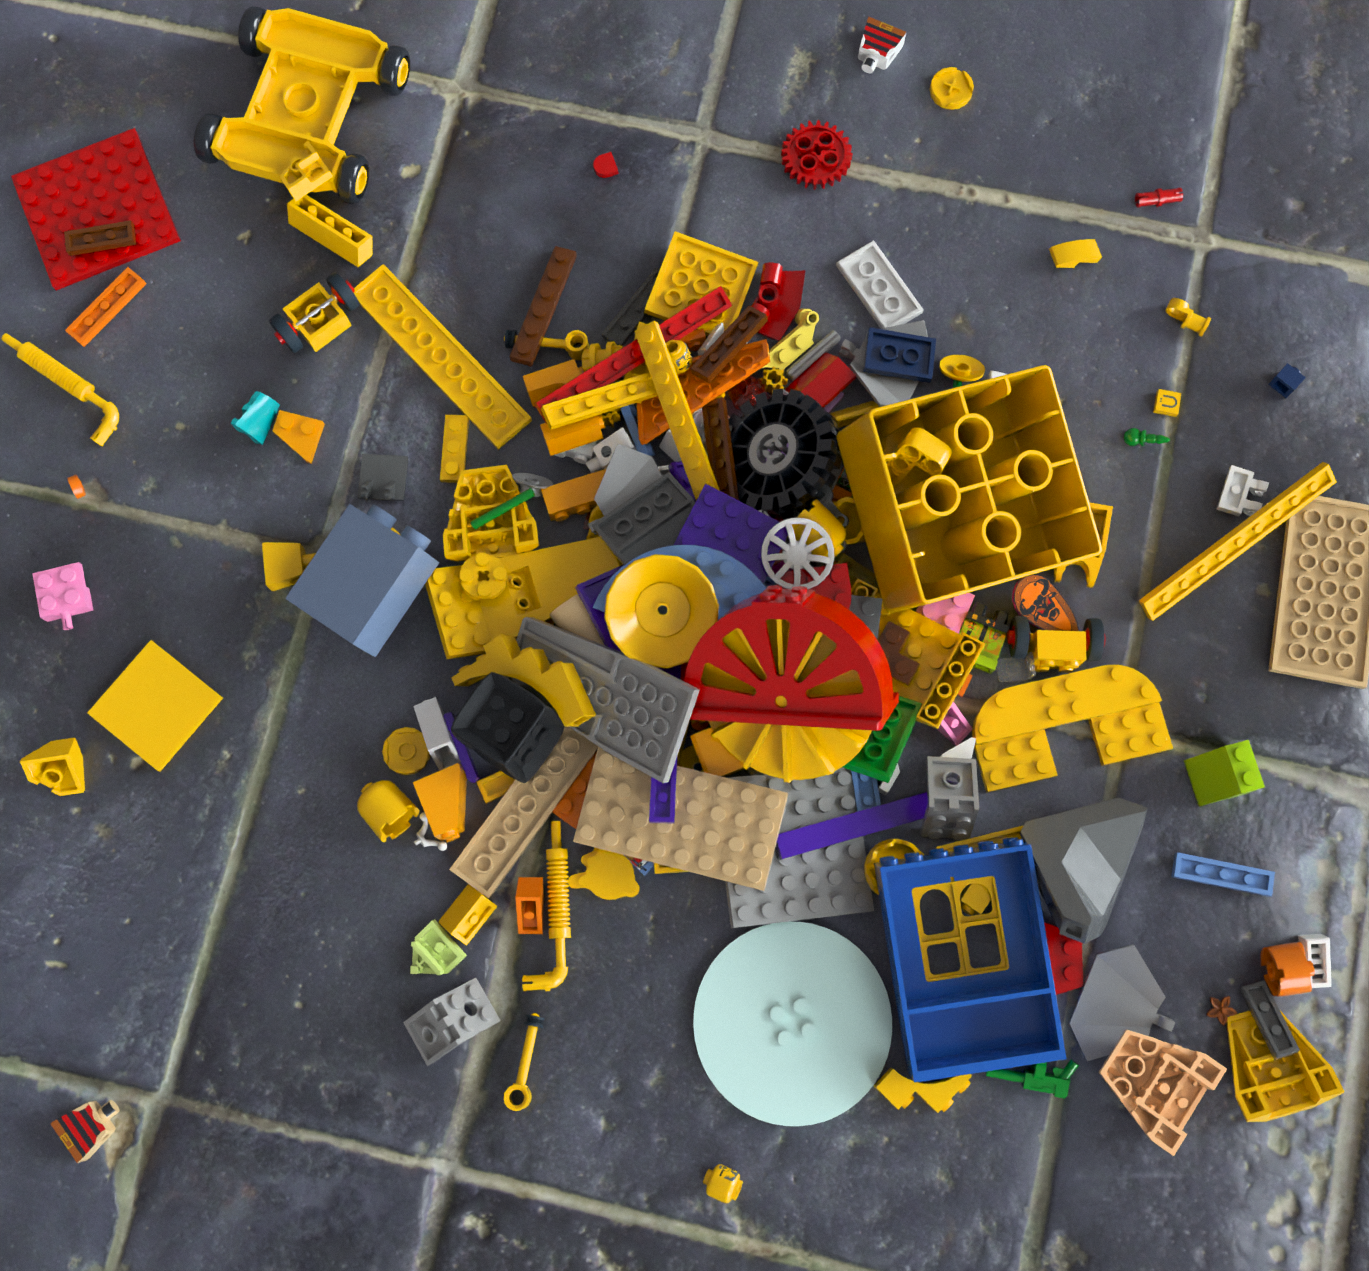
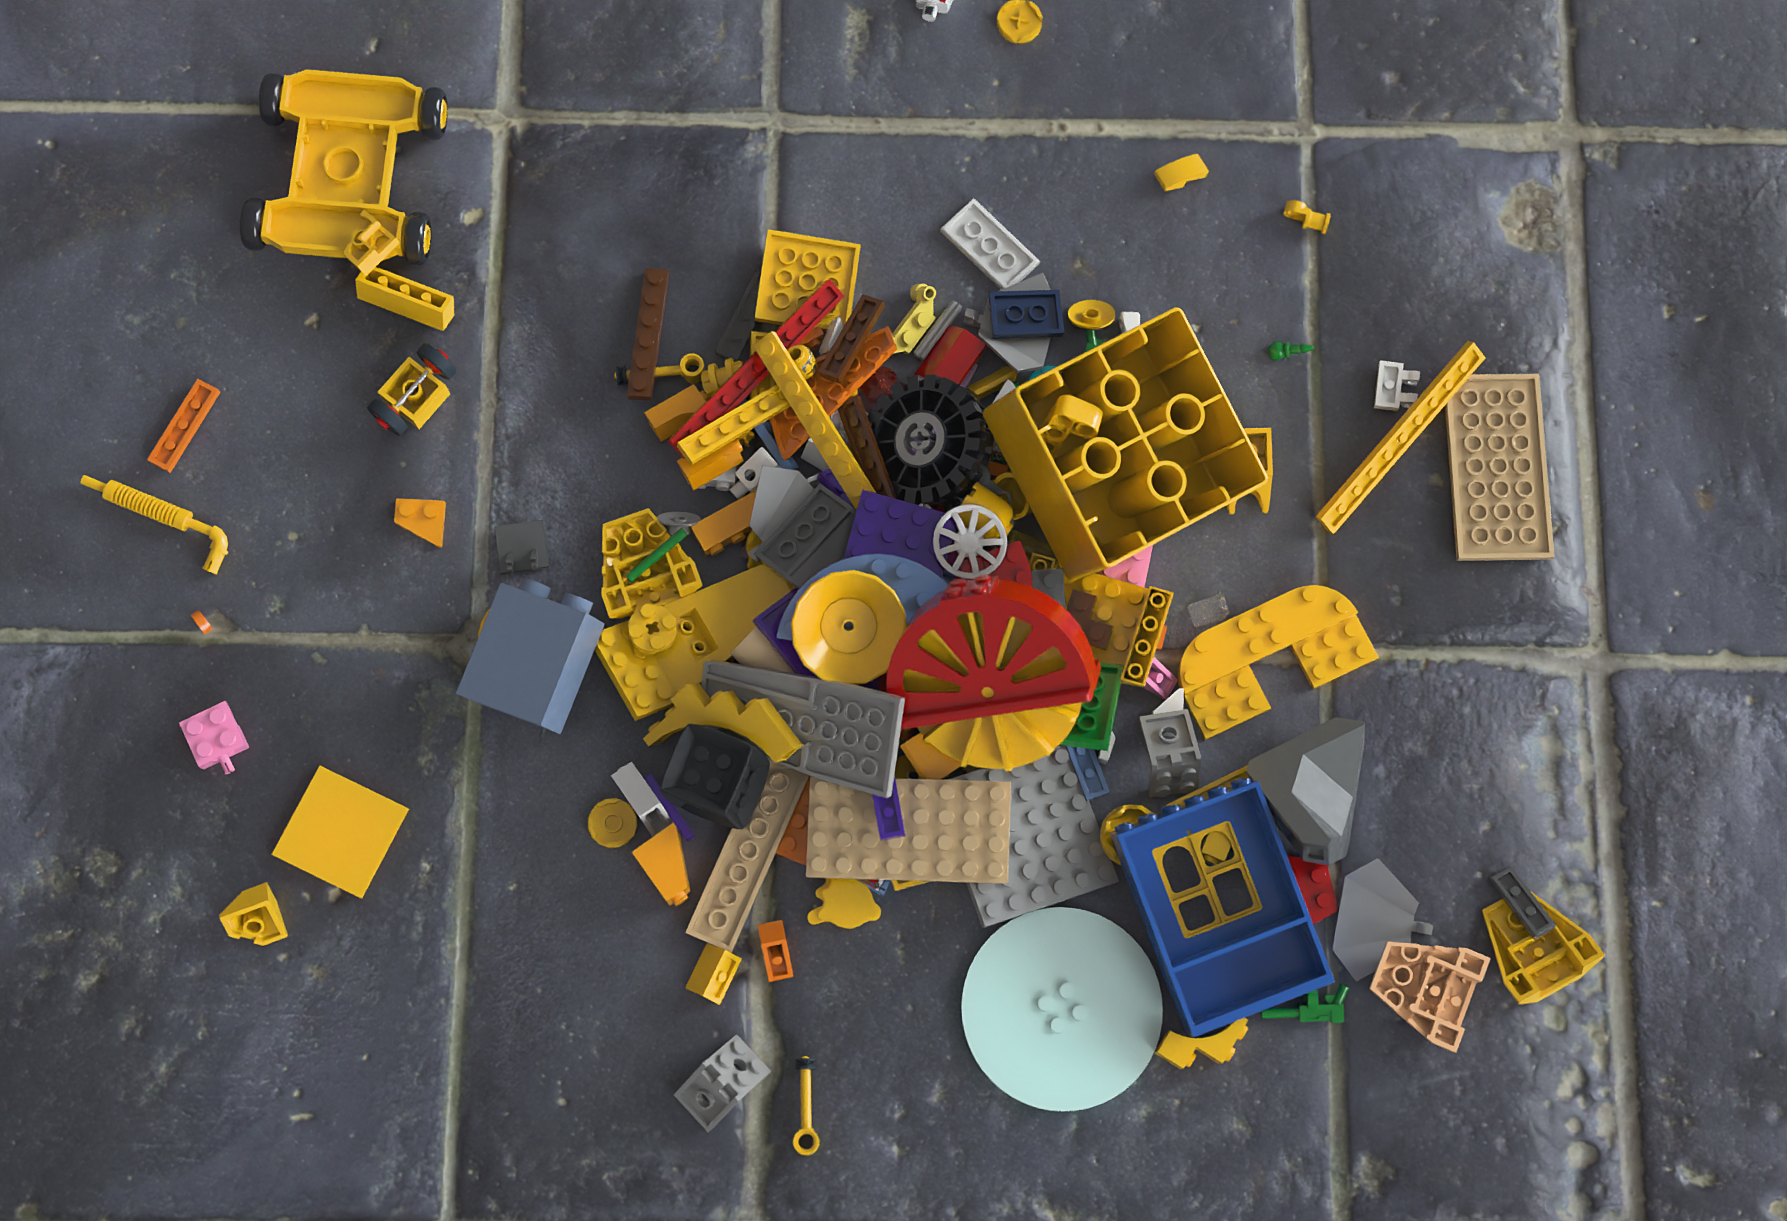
camera: 20 degrees left, 0 degrees up
(92, 189) = (144, 322): red plate -> none
(100, 238) = (162, 354): reddish brown plate -> none
(257, 417) = (376, 511): slope -> none
(284, 563) = (443, 657): yellow torso -> none
(386, 809) = (607, 885): yellow cylinder -> none
(426, 842) = (672, 910): white piece -> none
(435, 951) = (689, 1017): yellowish green slope -> none
(441, 357) = (553, 408): yellow plate -> none
(454, 447) = (588, 501): yellow plate -> none
(494, 786) = (711, 839): yellow tile -> none
(558, 913) = (806, 955): yellow piece -> none
(605, 165) = (678, 172): red tile -> none
(723, 1183) = (1028, 1179): yellow head -> none
(780, 380) = (907, 362): yellow gear -> none
(787, 291) = (896, 269): red panel -> none
(836, 151) = (904, 136): red gear -> none
(851, 826) = (1079, 801): dark purple tile -> none
(987, 631) = (1173, 579): hips -> none
(1043, 604) = (1224, 543): shield -> none
(1056, 648) = (1243, 582): brick -> none
(1158, 197) = (1253, 97): red pin -> none
(1167, 402) = (1304, 309): yellow tile -> none
(1221, 1009) = (1475, 903): dark orange plant -> none
(1223, 874) = (1451, 771): medium blue plate -> none
(1224, 773) = (1432, 672): lime slope -> none
(1287, 380) = (1418, 262): dark blue plate -> none
(1287, 969) = (1529, 850): orange brick -> none
(1324, 957) = (1545, 830): white slope -> none

